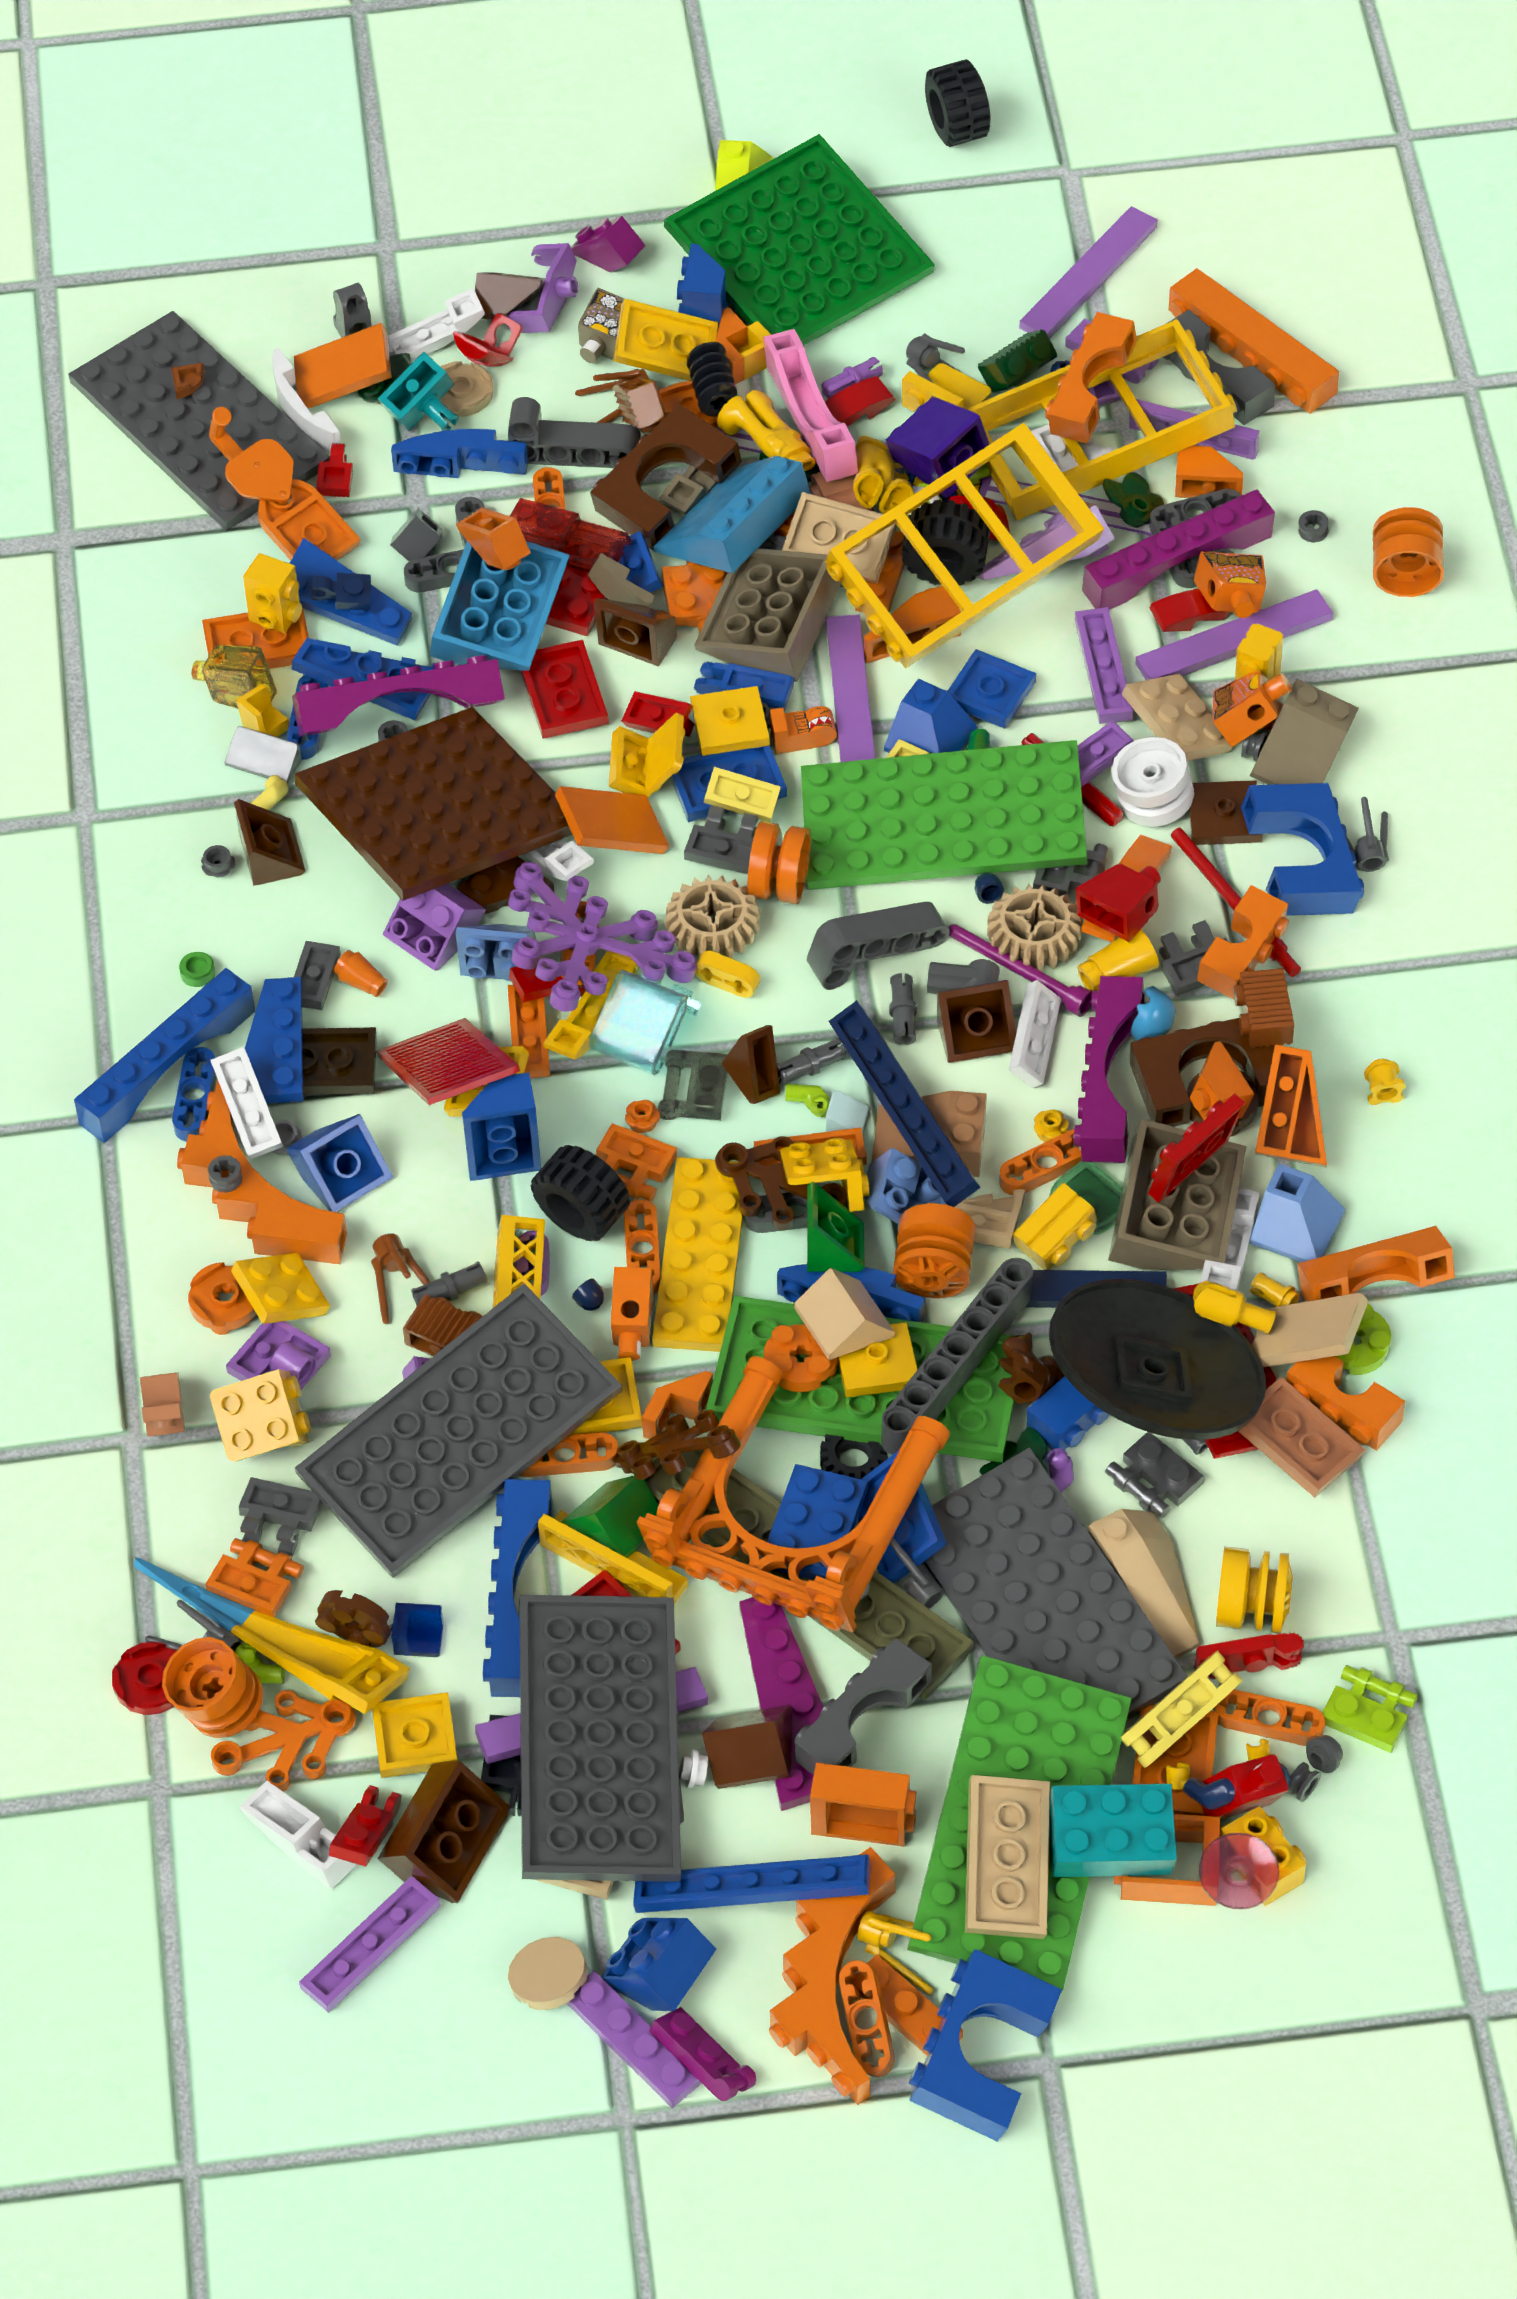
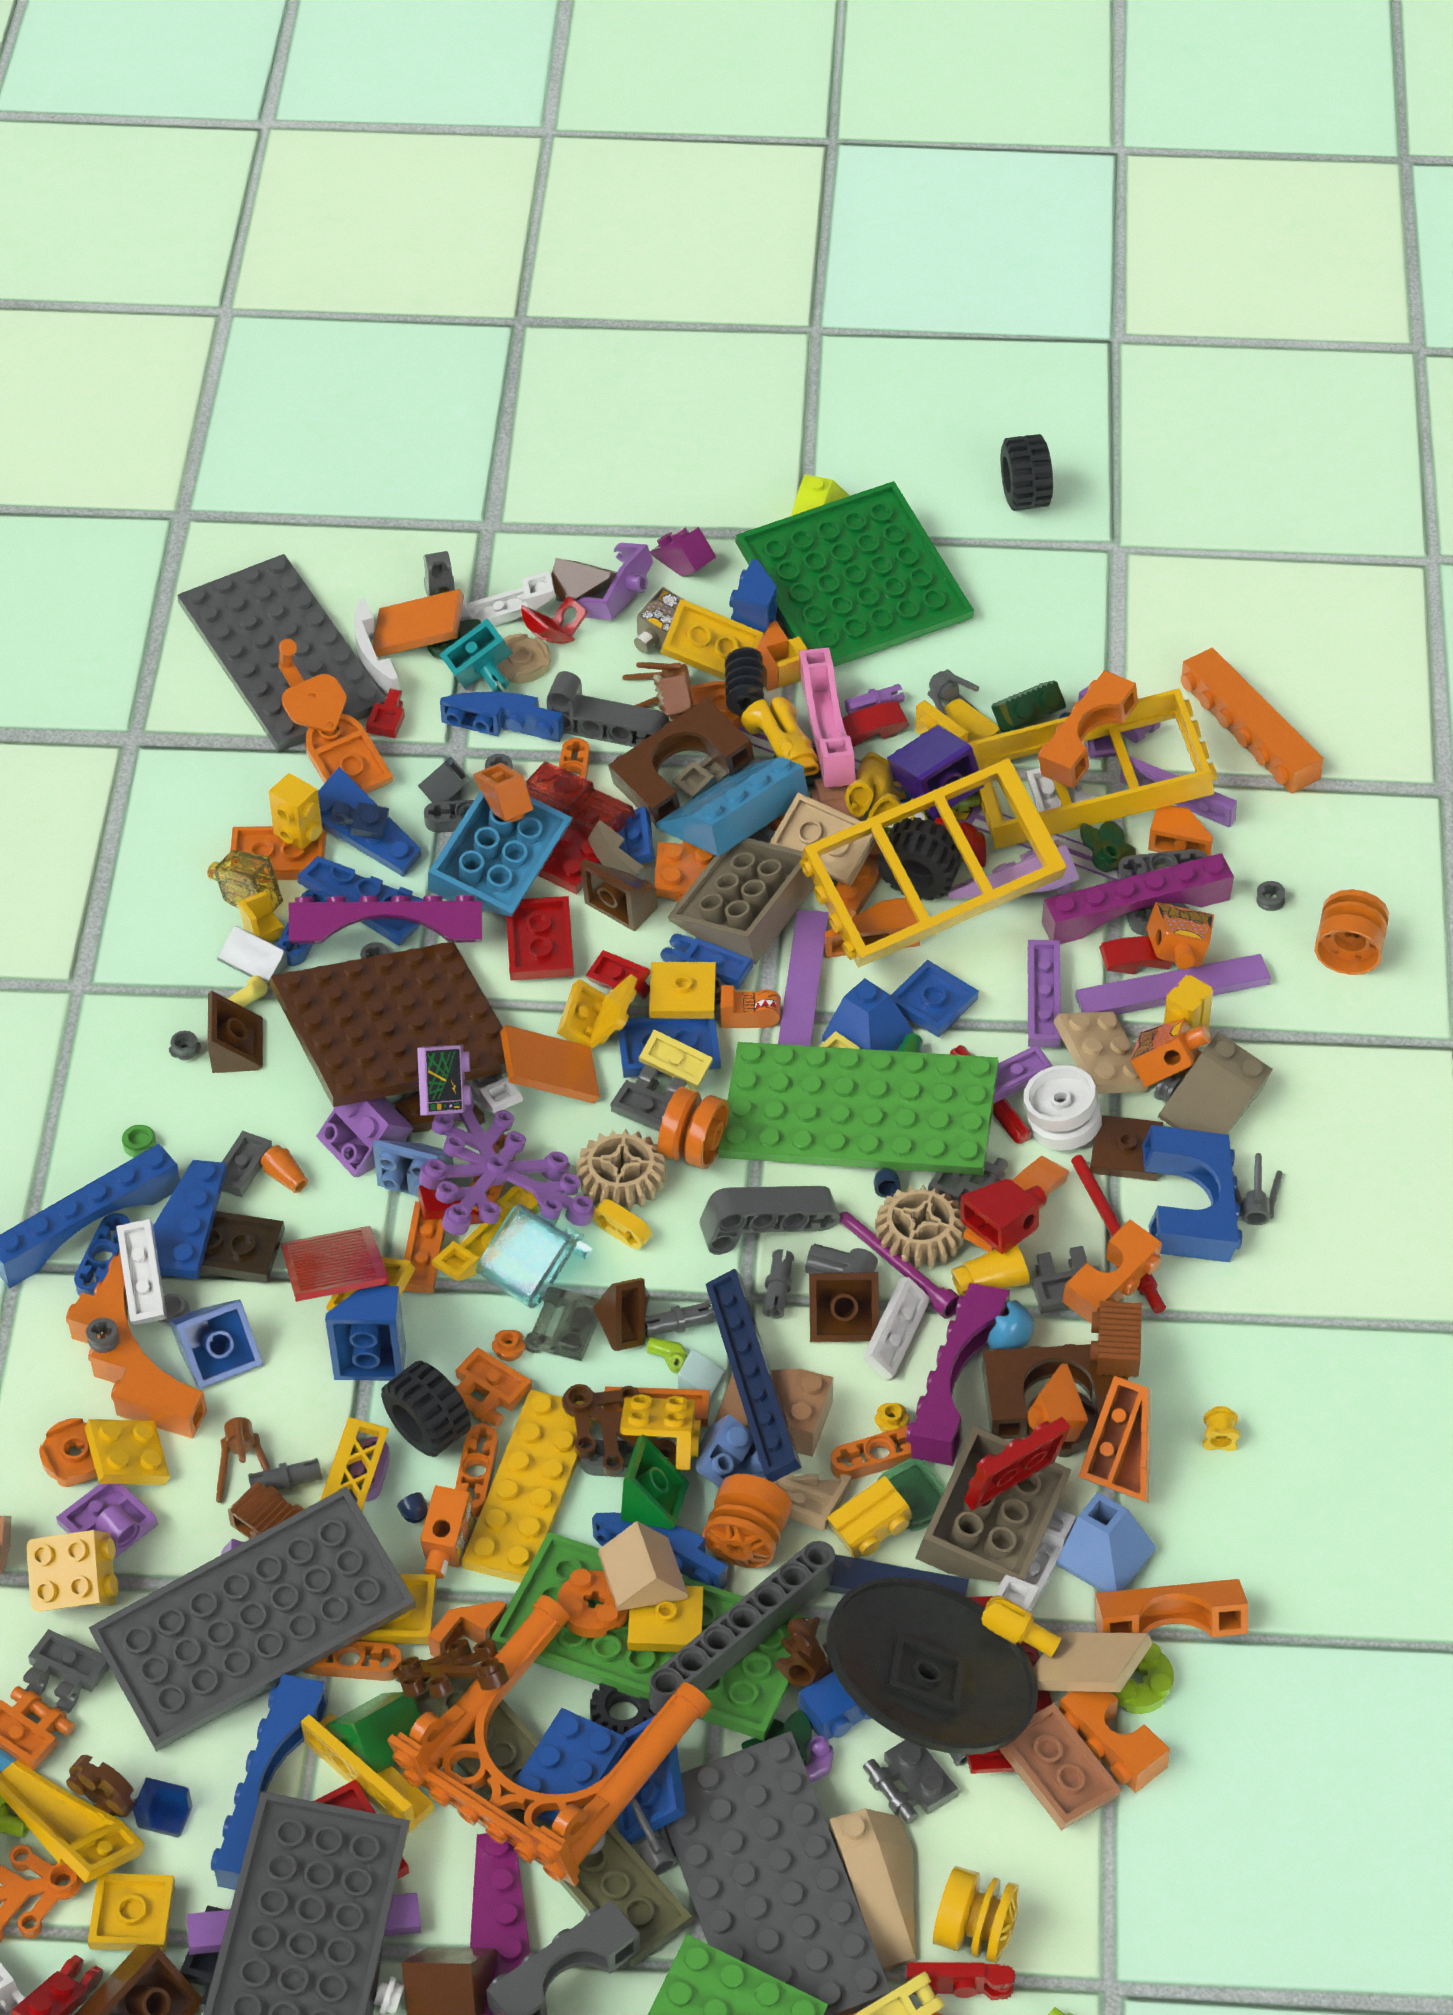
camera: 10 degrees right, 5 degrees down
(187, 379) = (278, 613): dark orange tile -> none
(513, 853) = (443, 1079): none -> slope
(1089, 272) = (1114, 638): medium lavender tile -> none
(1247, 385) = (1234, 761): dark grey arch -> none
(1273, 1291) = (1068, 1616): yellow pin -> none

